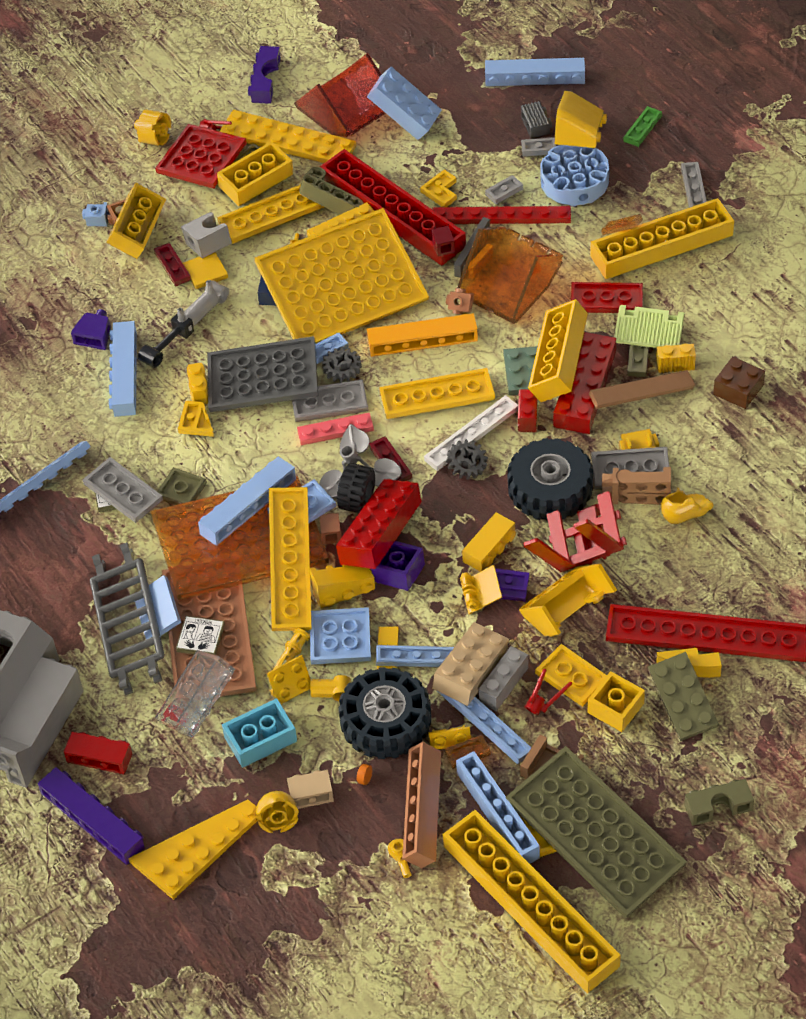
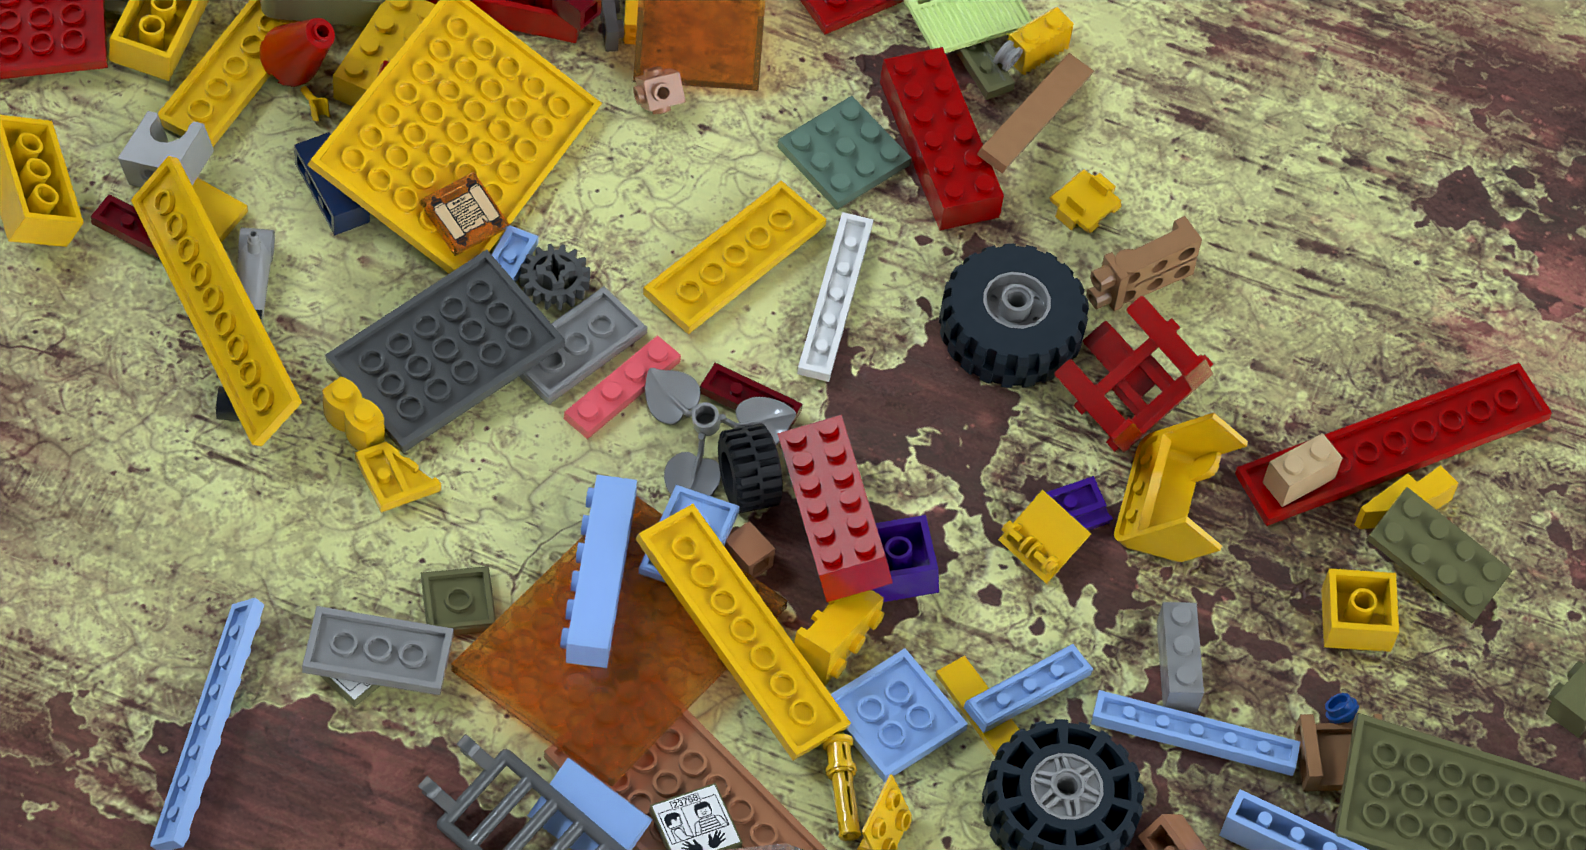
camera: 45 degrees left, 5 degrees up
(92, 330) = (101, 404): dark purple torso -> none
(123, 368) = (207, 445): light blue brick -> none
(169, 304) = (216, 302): none -> yellow plate
(299, 214) = (296, 50): none -> red cone
(317, 316) = (464, 213): none -> tile
(329, 687) = (953, 799): yellow piece -> none
(422, 334) = (639, 171): light orange brick -> none
(445, 738) = (1180, 778): yellow hinge -> none
(461, 749) = (1212, 795): clear orange plate -> none
(466, 461) = (866, 342): dark grey gear -> none
(470, 663) = (1125, 659): tan brick -> none
(489, 542) = (997, 457): yellow brick -> none
(527, 411) = (894, 222): red brick -> none
(536, 703) = (1250, 671): red plant -> none
(558, 351) = (884, 106): yellow brick -> none
(566, 667) = (1263, 602): yellow plate -> none
(570, 743) = (1341, 708): none -> blue plate
(630, 459) = (1115, 226): light grey tile -> none
(638, 618) = (1302, 469): none -> tan brick
(649, 356) = (1007, 55): none -> light grey bush
(681, 507) = (1226, 266): yellow piece -> none
(739, 382) = (1155, 39): reddish brown brick -> none

